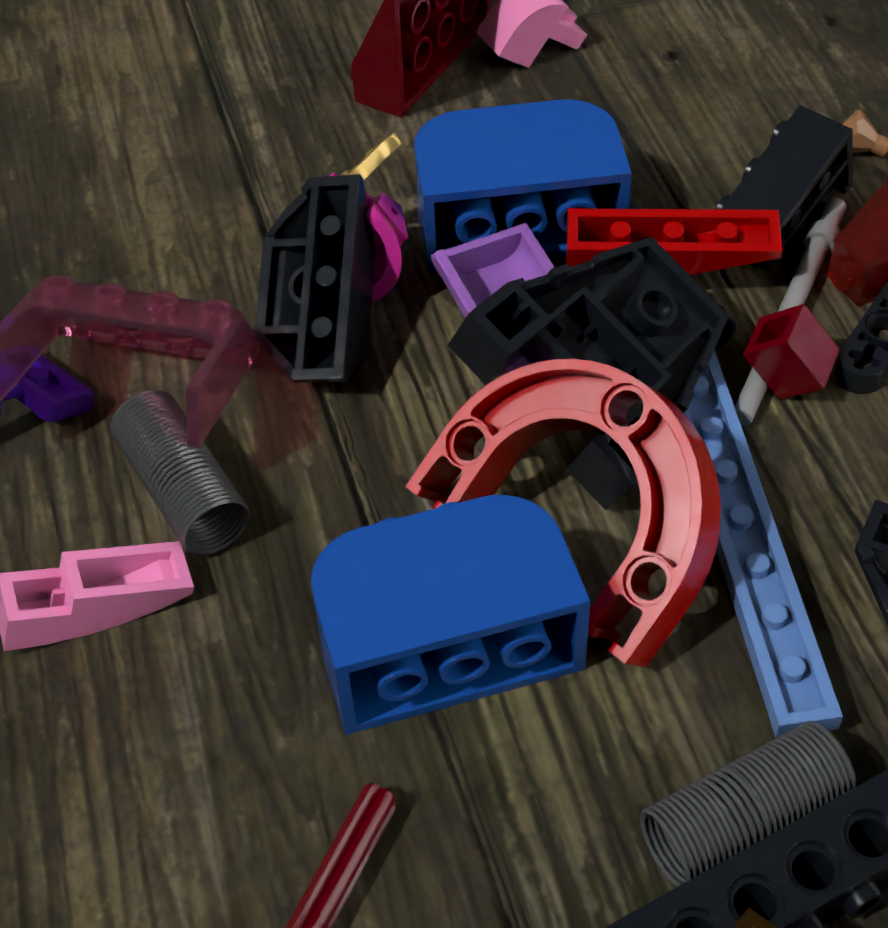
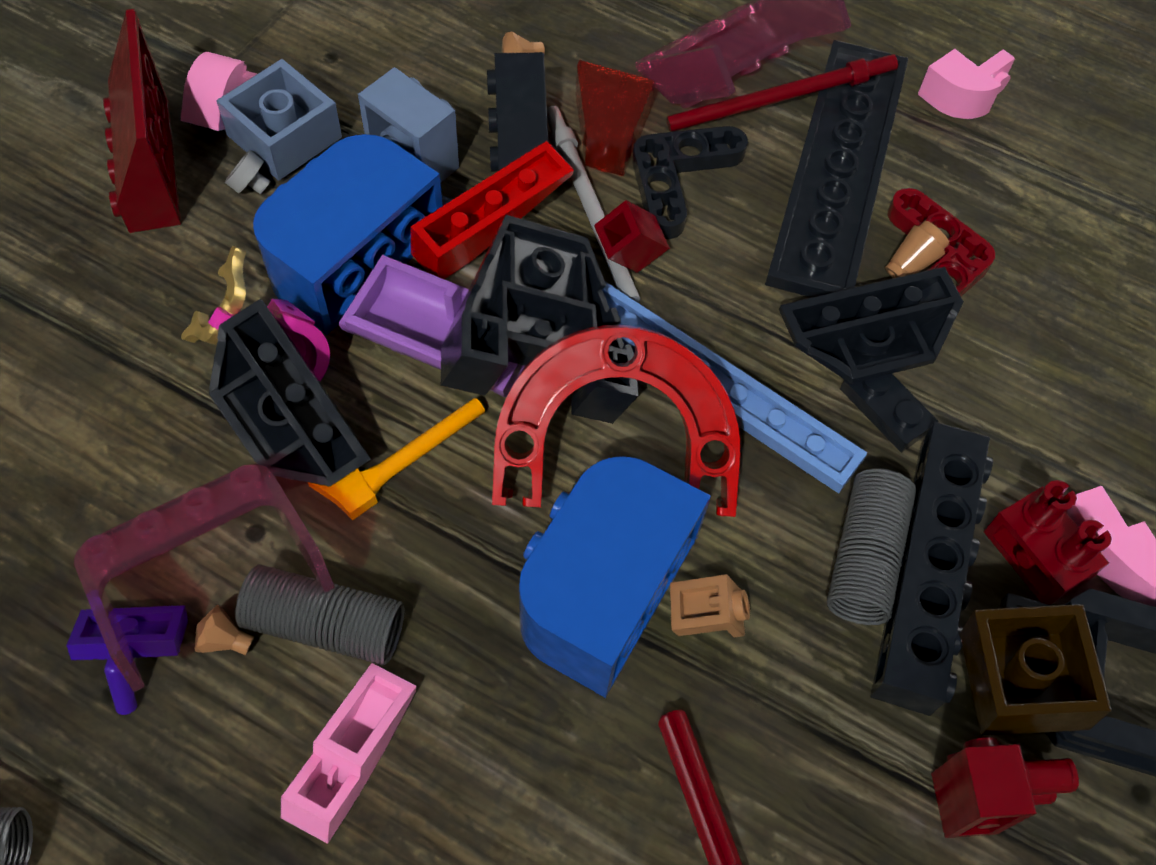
camera: 50 degrees left, 10 degrees up
(94, 432) = (220, 633): none -> medium nougat rock
(322, 402) = (358, 490): none -> light orange piece
(489, 96) = (247, 173): none -> light grey tile
(521, 729) = (708, 606): none -> medium nougat bracket
(559, 62) = (280, 118): none -> sand blue brick
(664, 138) = (412, 119): none -> sand blue brick

